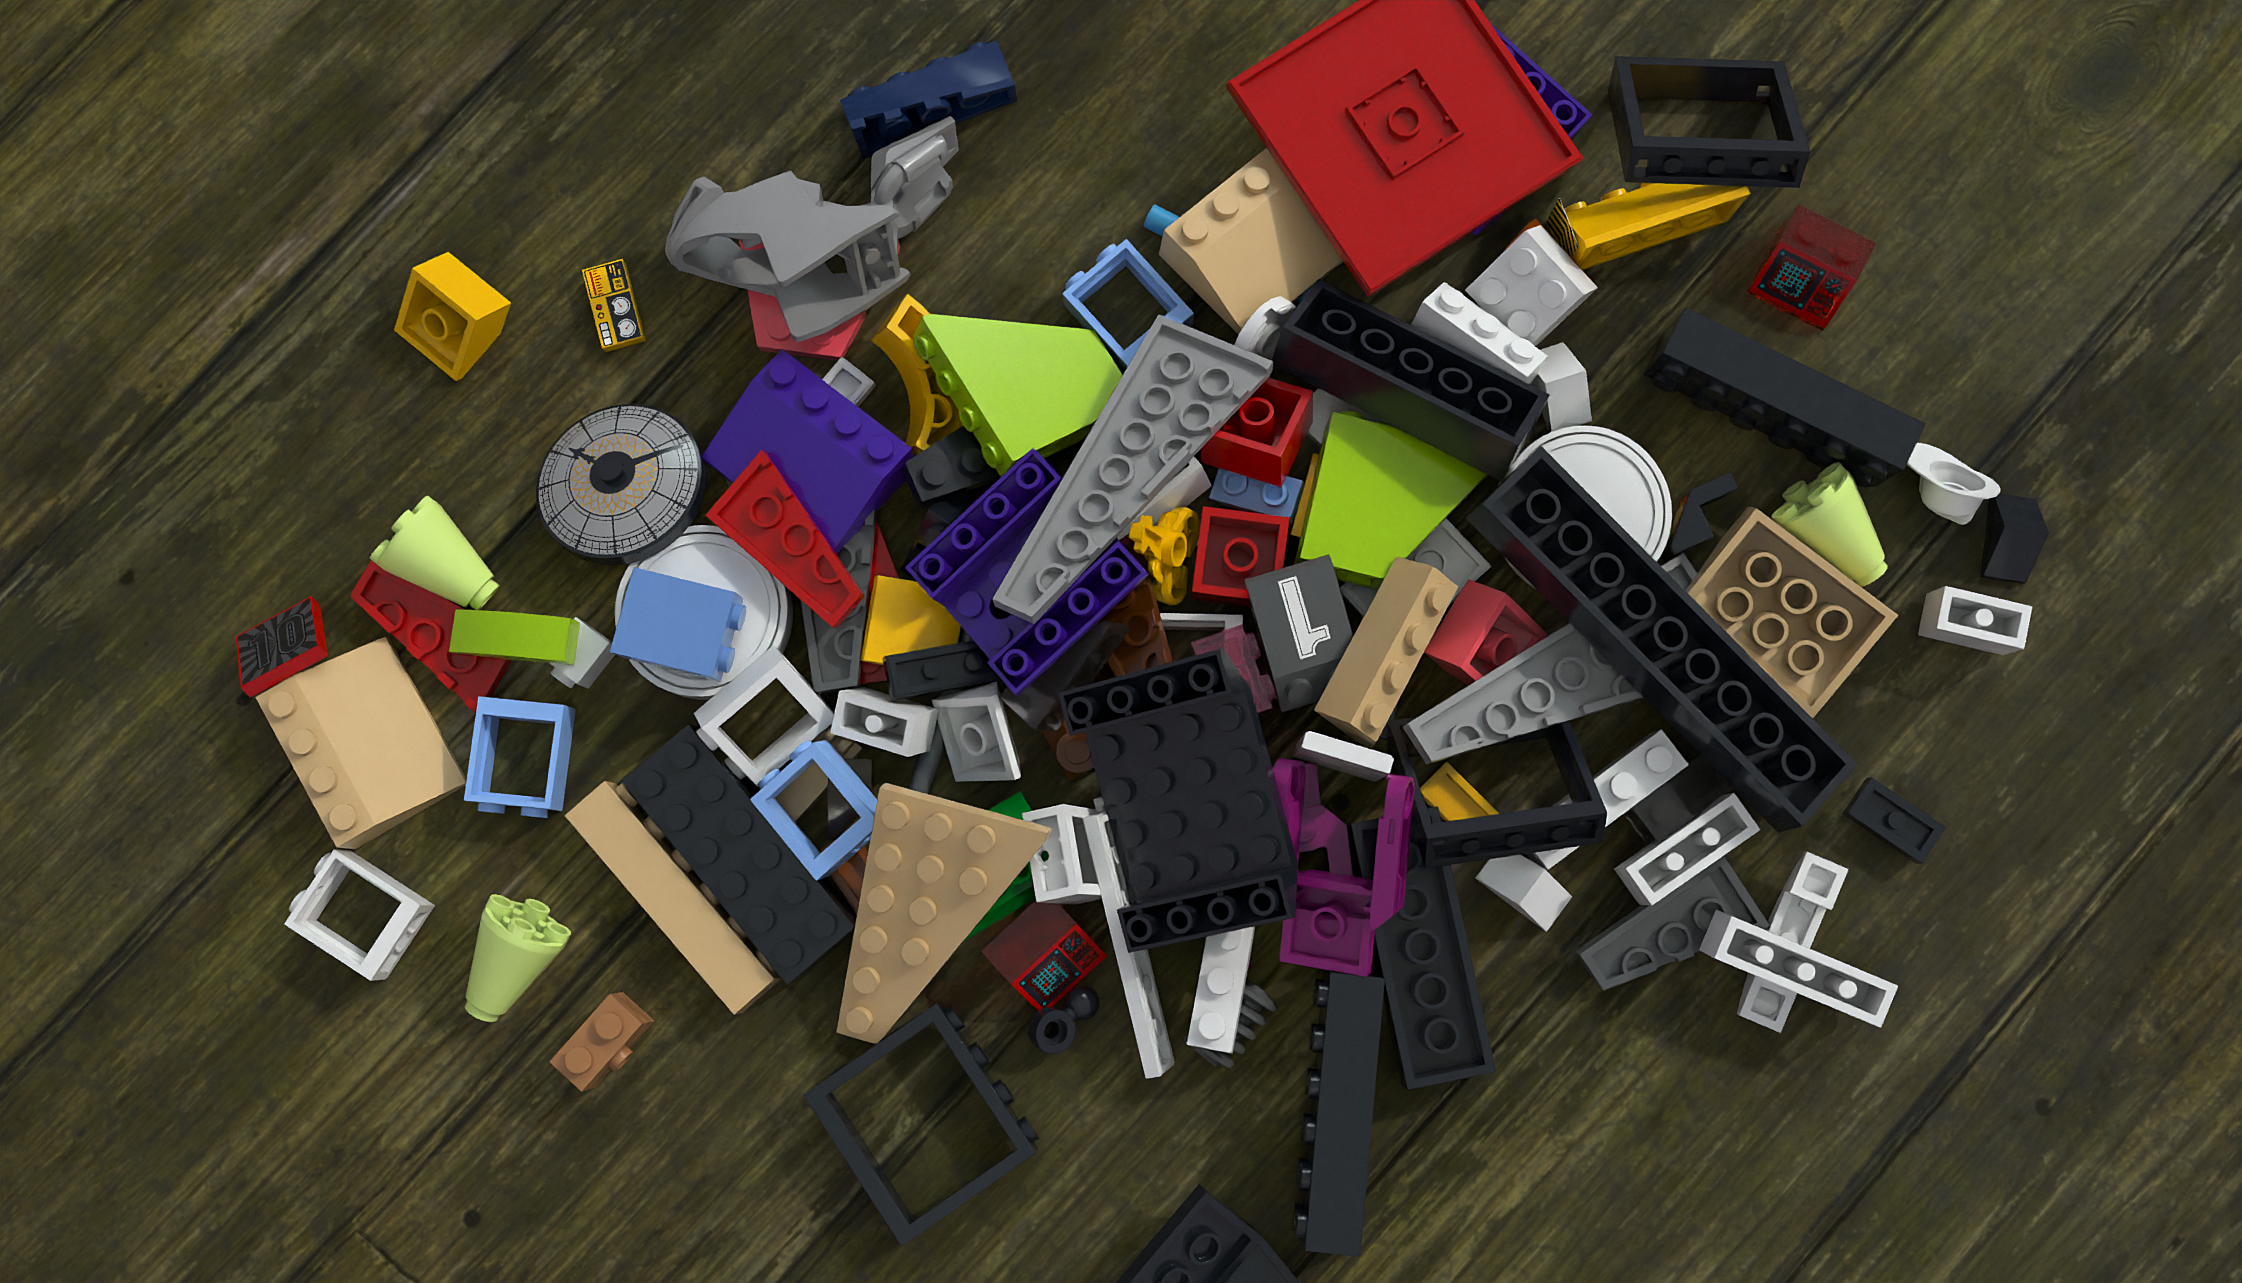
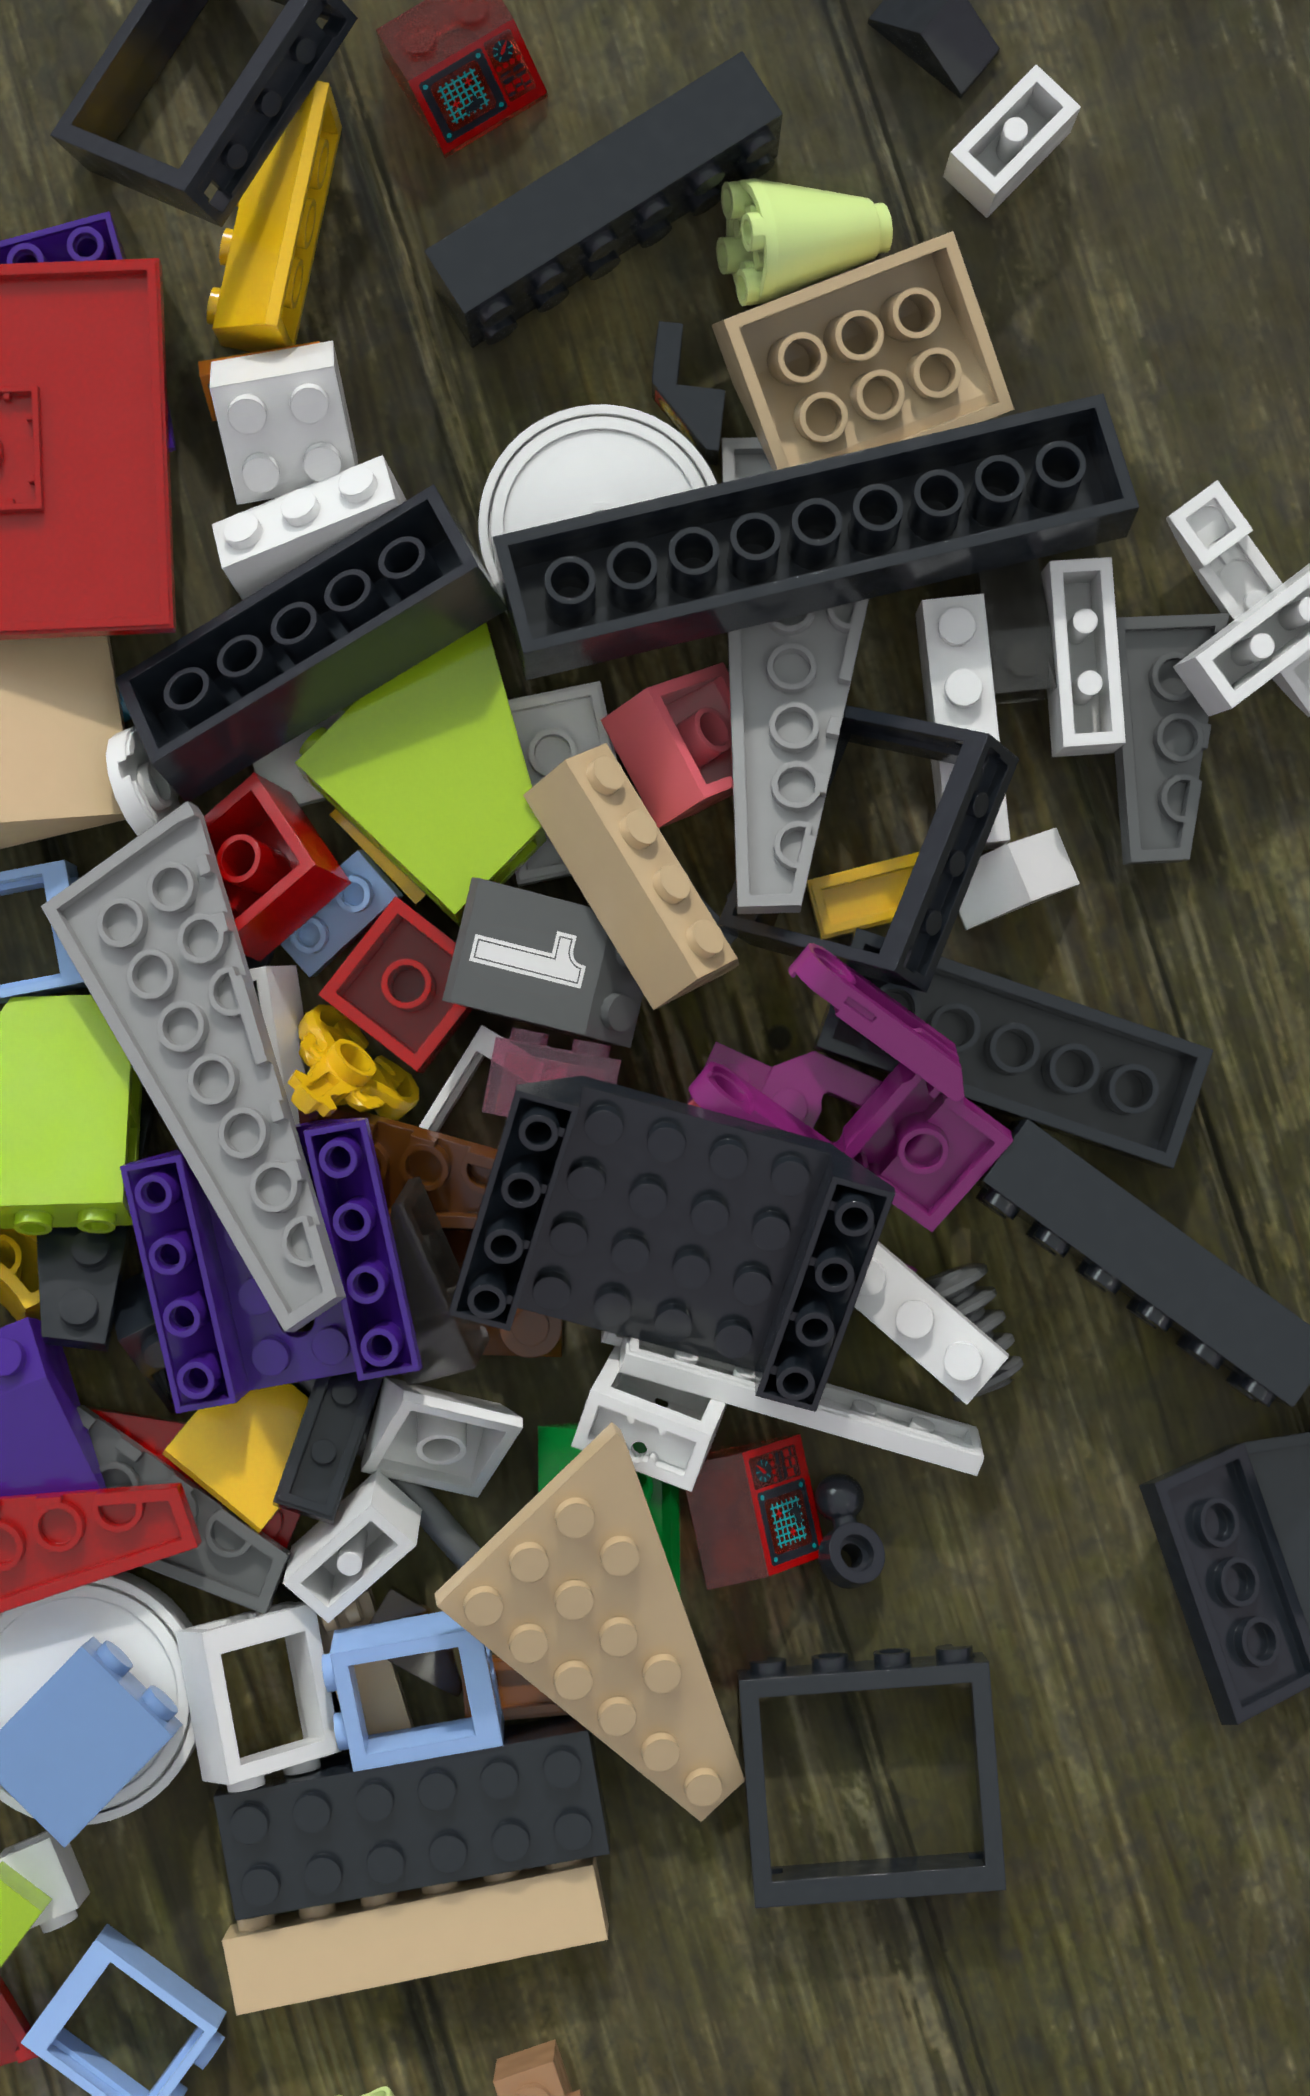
camera: 70 degrees left, 5 degrees up
(1343, 756) = (730, 1006): white tile -> none
(1561, 229) = (232, 338): sticker -> none
(1568, 389) = (431, 454): white slope -> none
(1894, 820) = (1190, 387): black plate -> none
(1950, 485) = (829, 64): white piece -> none

